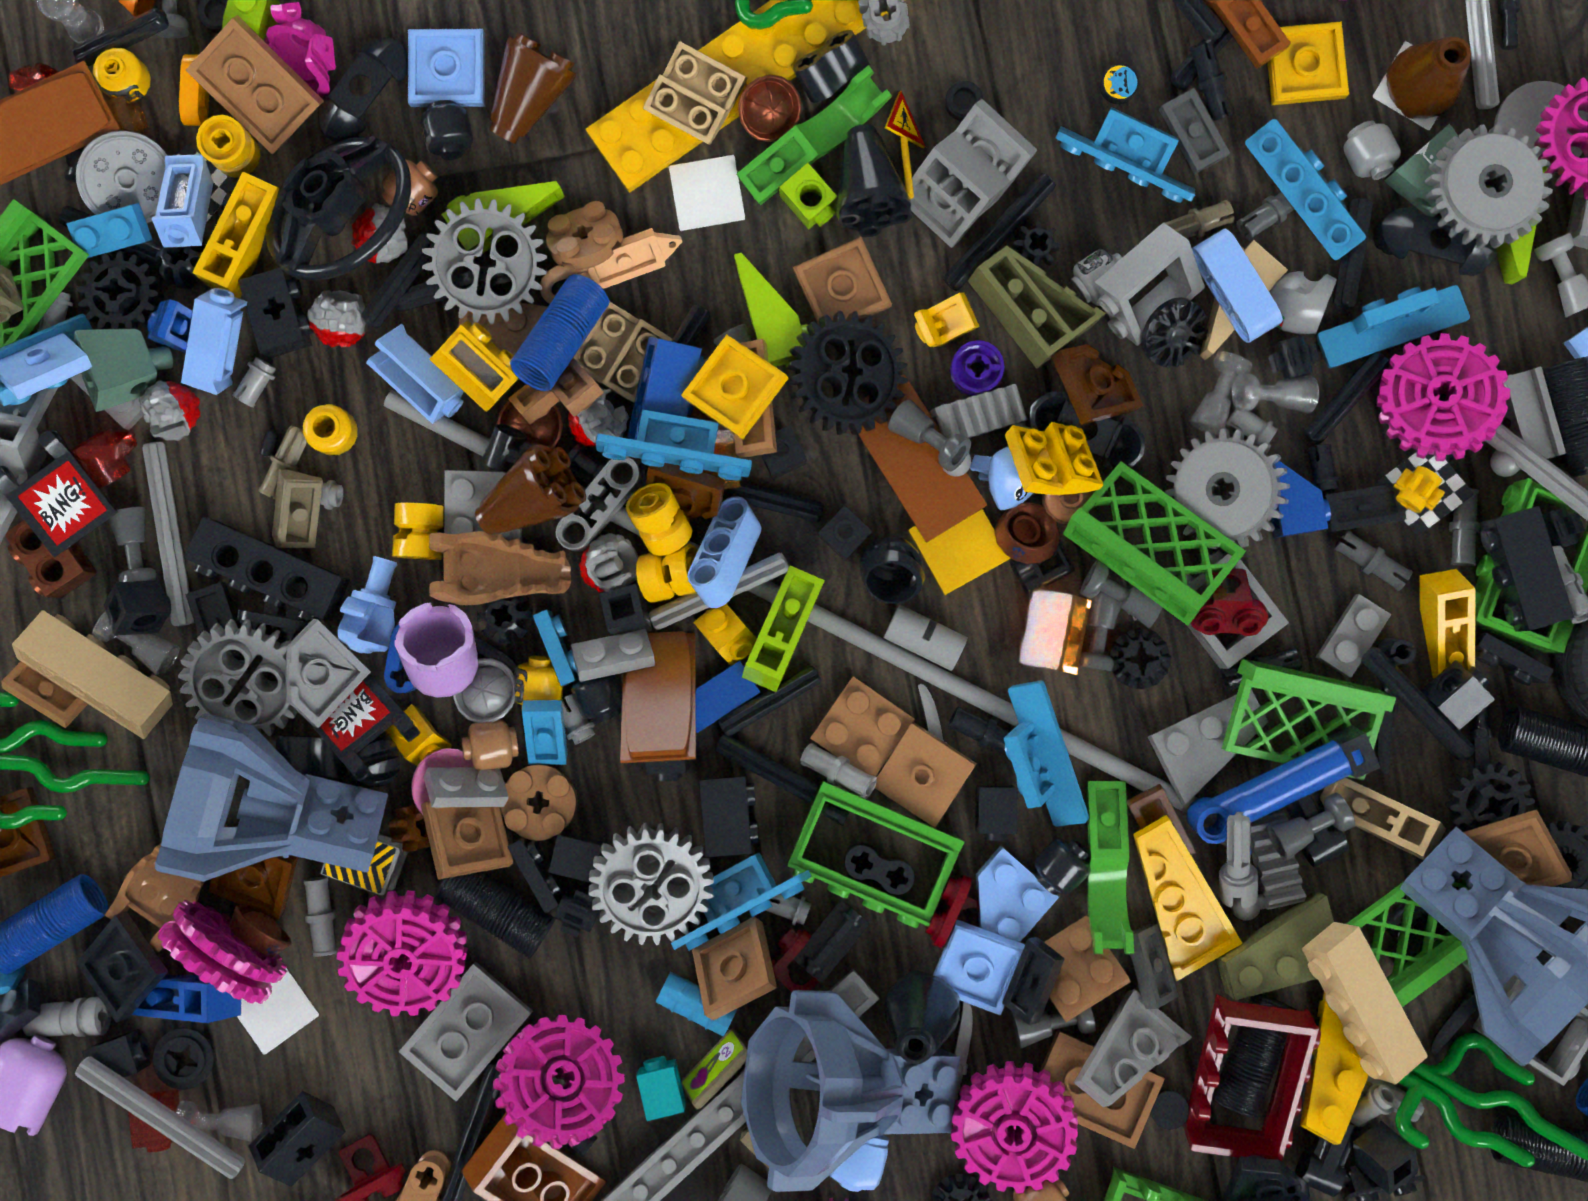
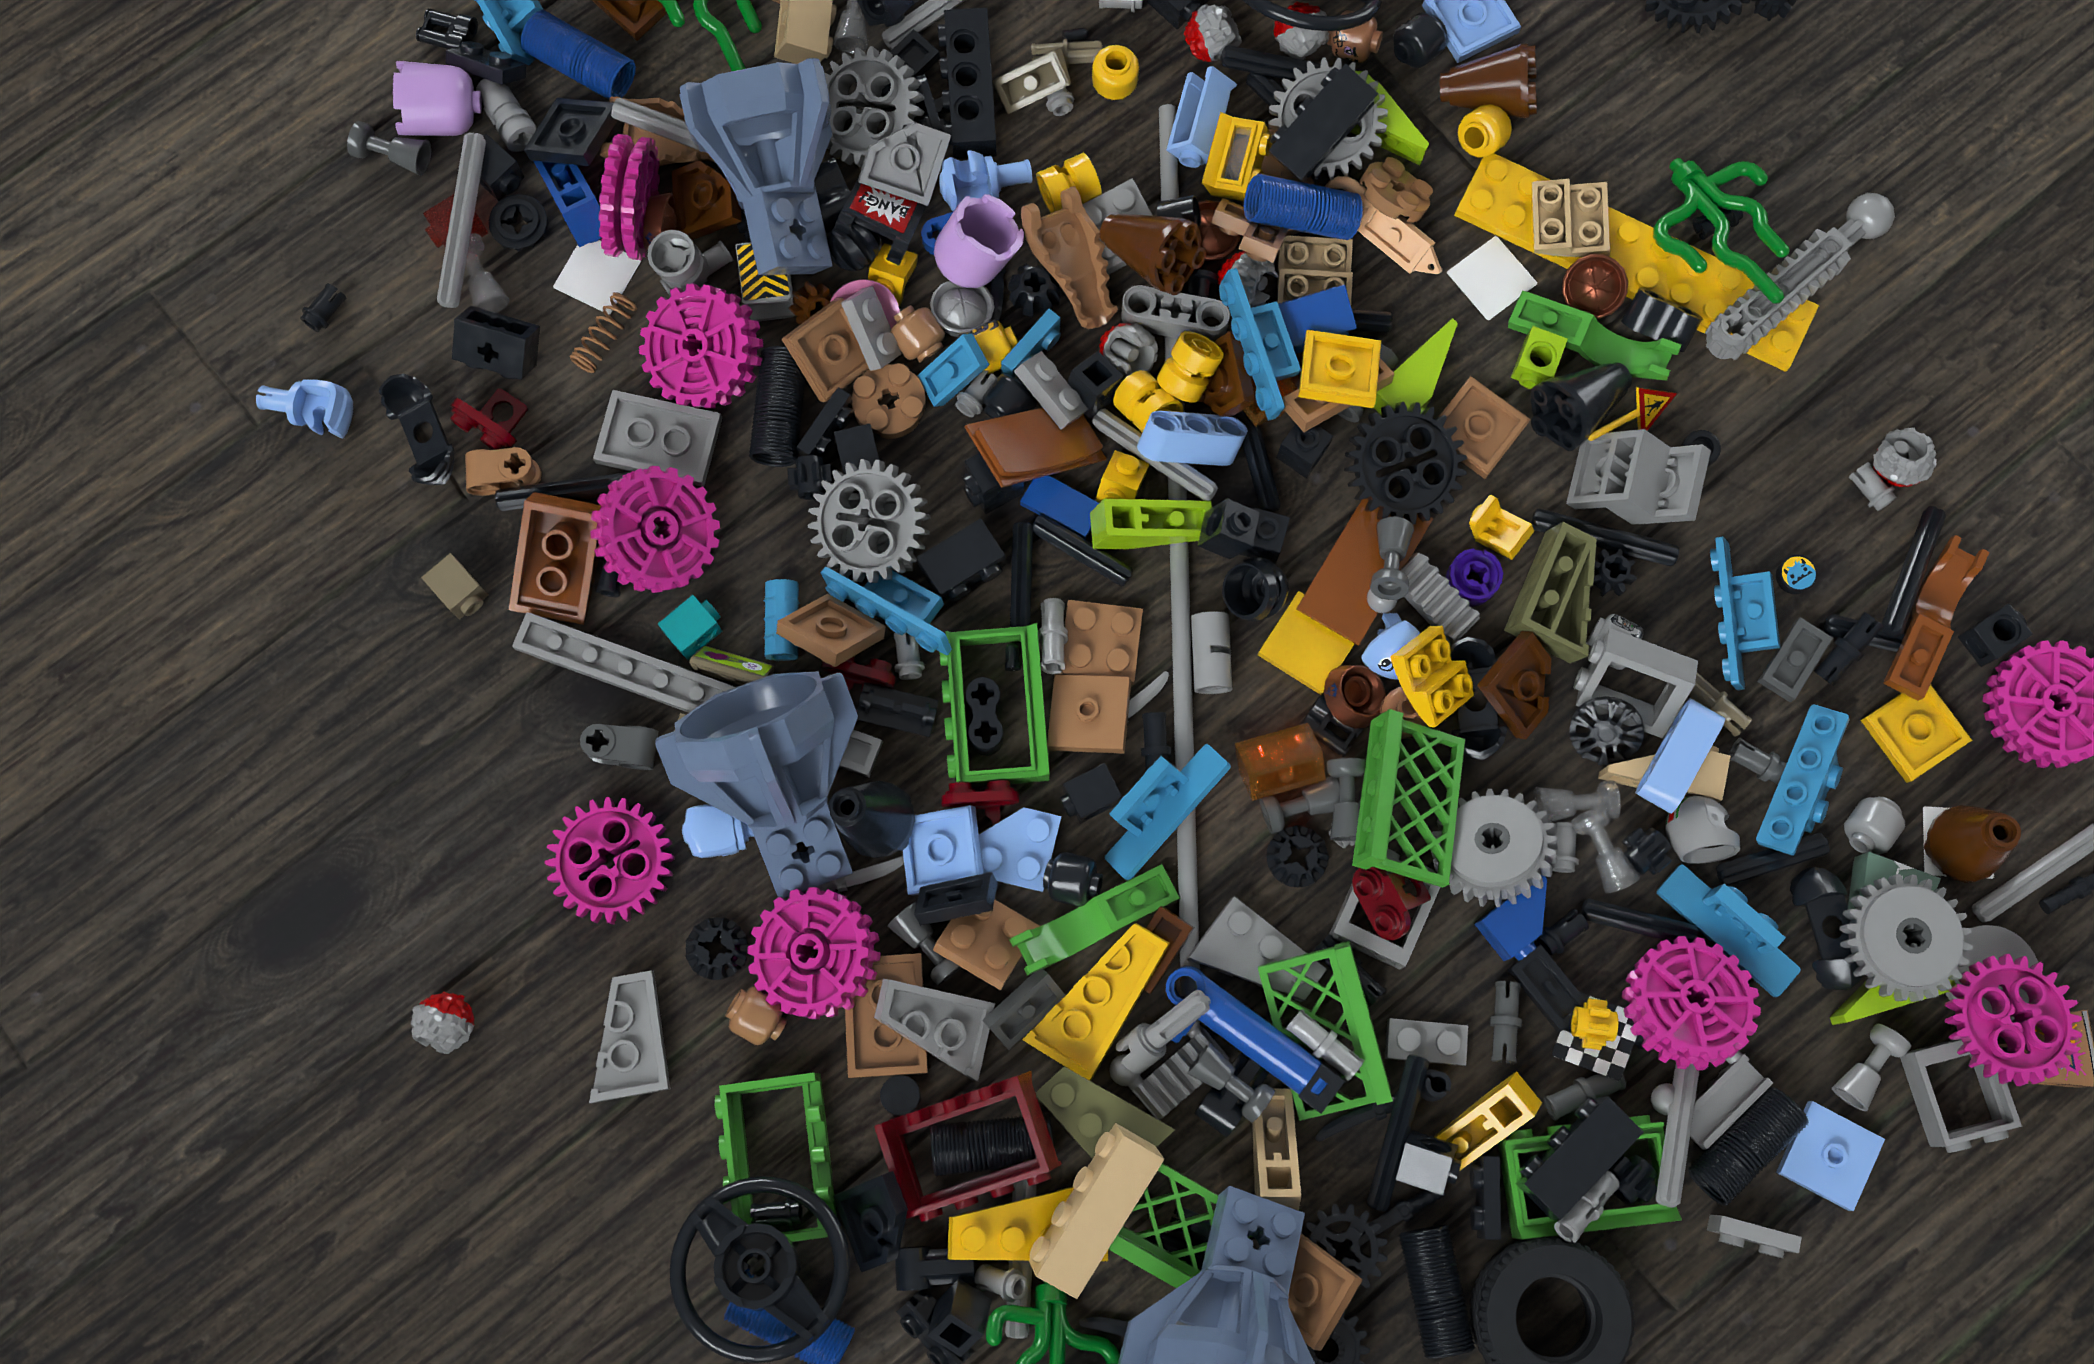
camera: 60 degrees right, 10 degrees down
(59, 1131) = (404, 152): none -> dark grey piece
(145, 897) = (652, 121): none -> light grey axle
(310, 936) = (677, 260): none -> light grey wheel
(348, 1067) = (582, 361): none -> medium nougat piece
(493, 273) = (1323, 122): none -> black brick
(568, 121) = (1484, 130): none -> yellow head
(828, 566) = (1228, 529): none -> black brick
(1321, 729) = (1325, 1044): none -> light grey pin

